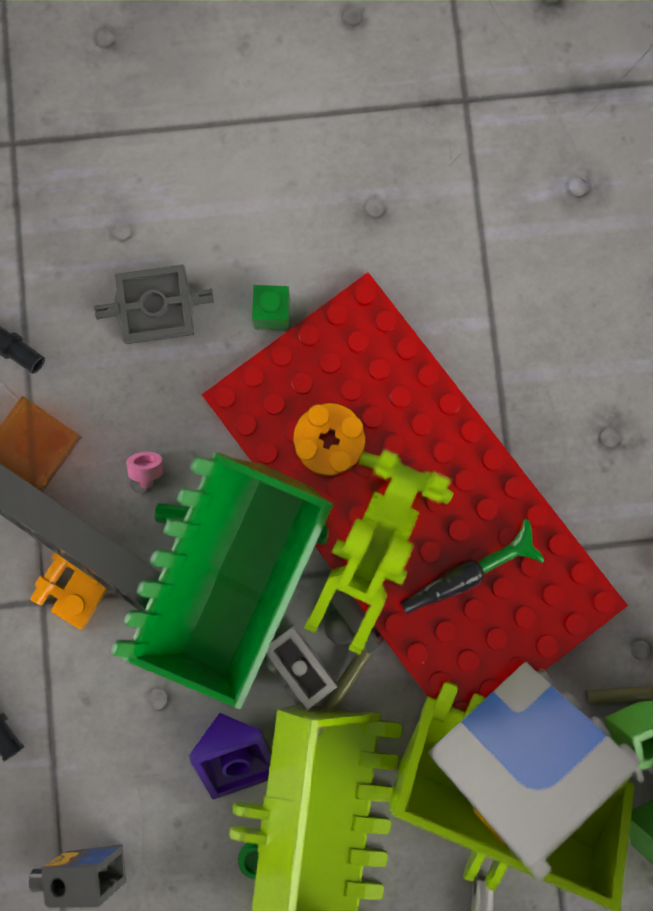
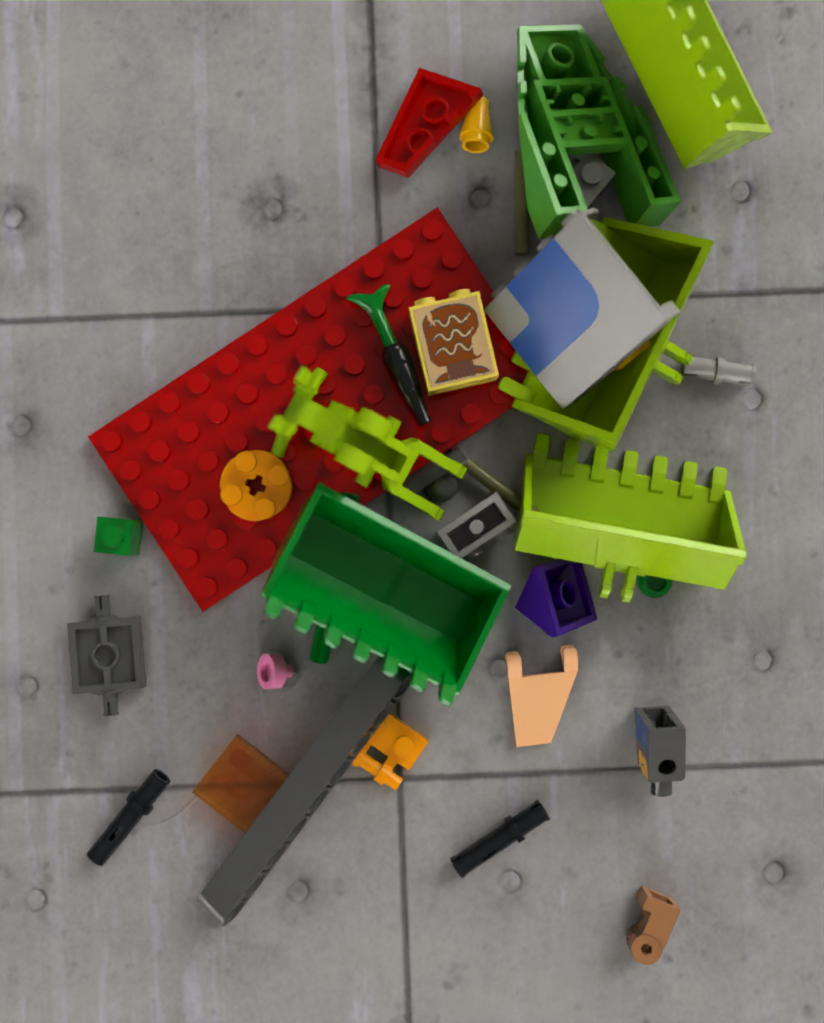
camera: 90 degrees left, 5 degrees up
(128, 743) = (539, 697): none -> light nougat flag
(489, 632) = (453, 342): none -> brick

